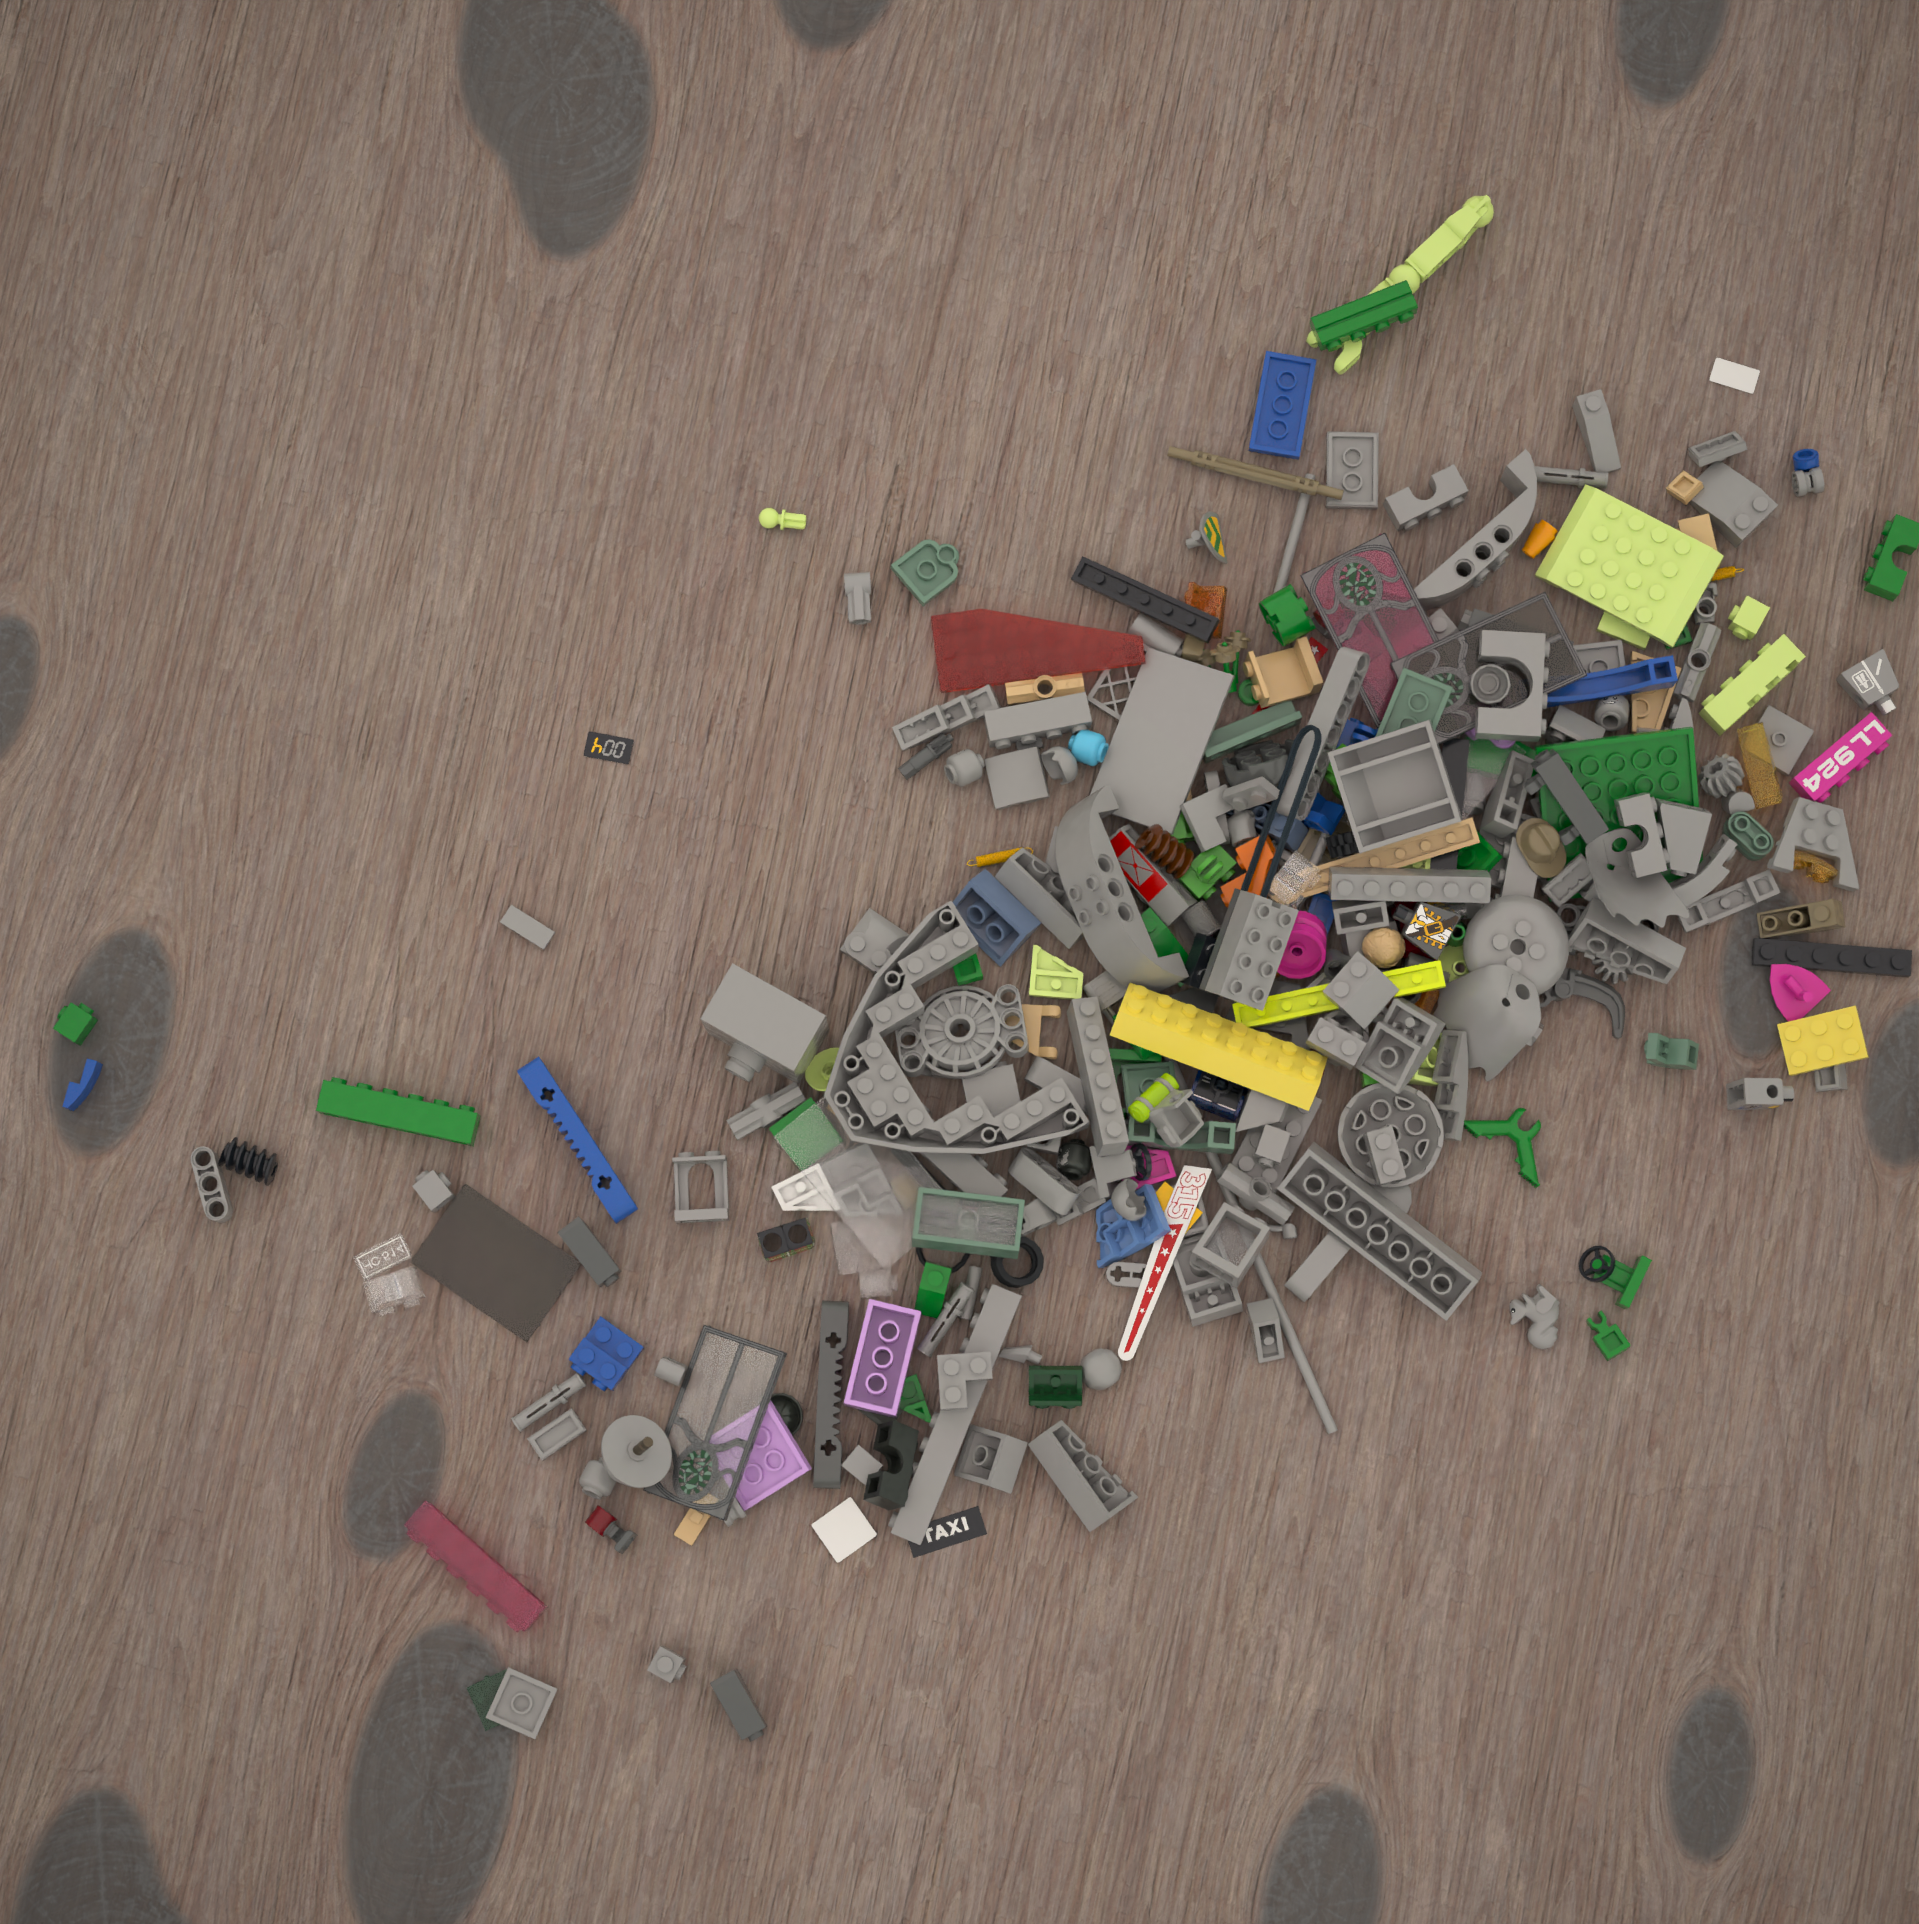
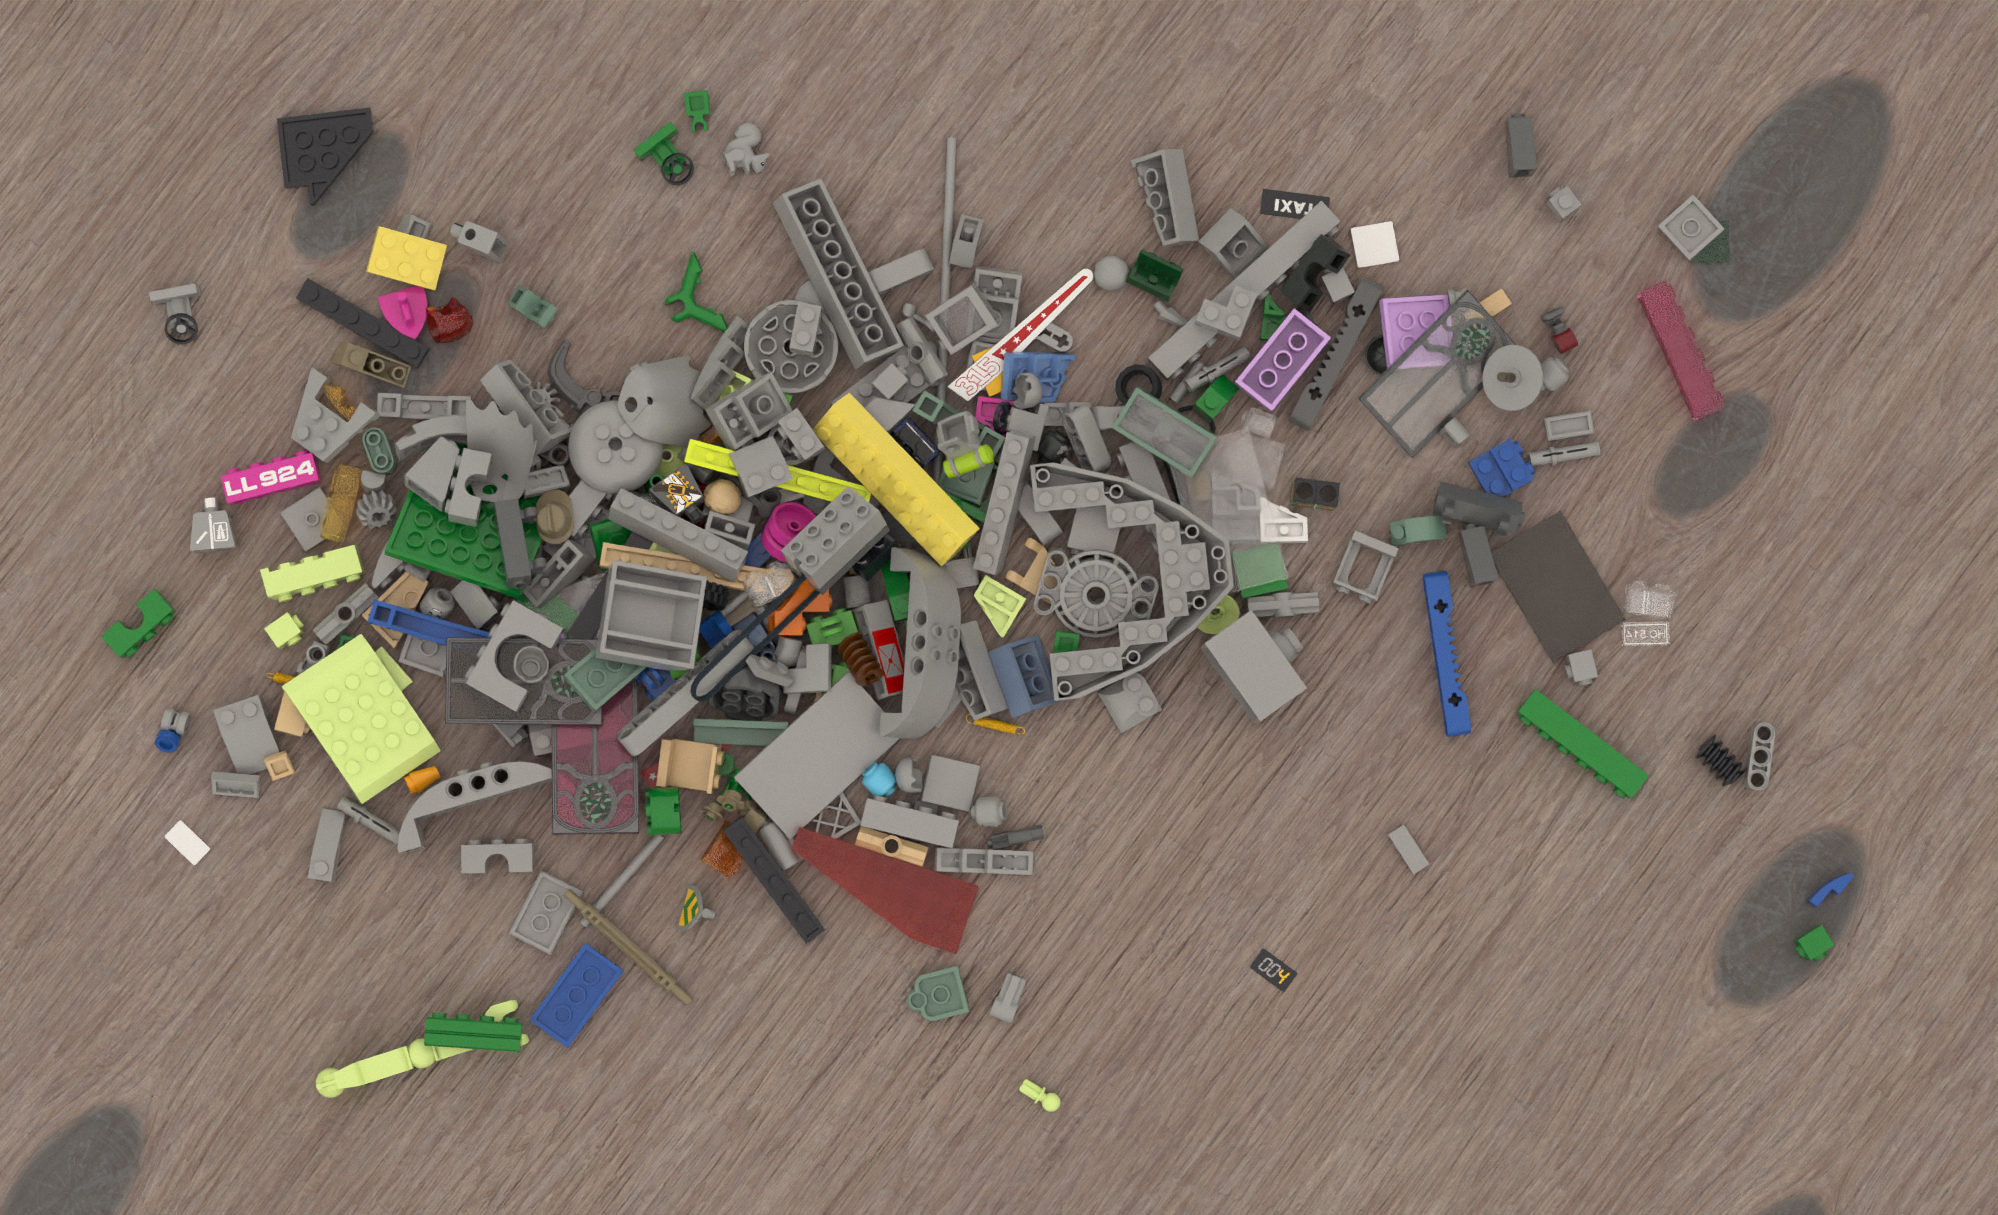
camera: 155 degrees left, 5 degrees up
(611, 1301) = (1478, 508): none -> dark grey brick
(662, 1250) = (1417, 530): none -> sand green brick
(1746, 997) = (448, 321): none -> clear red piece

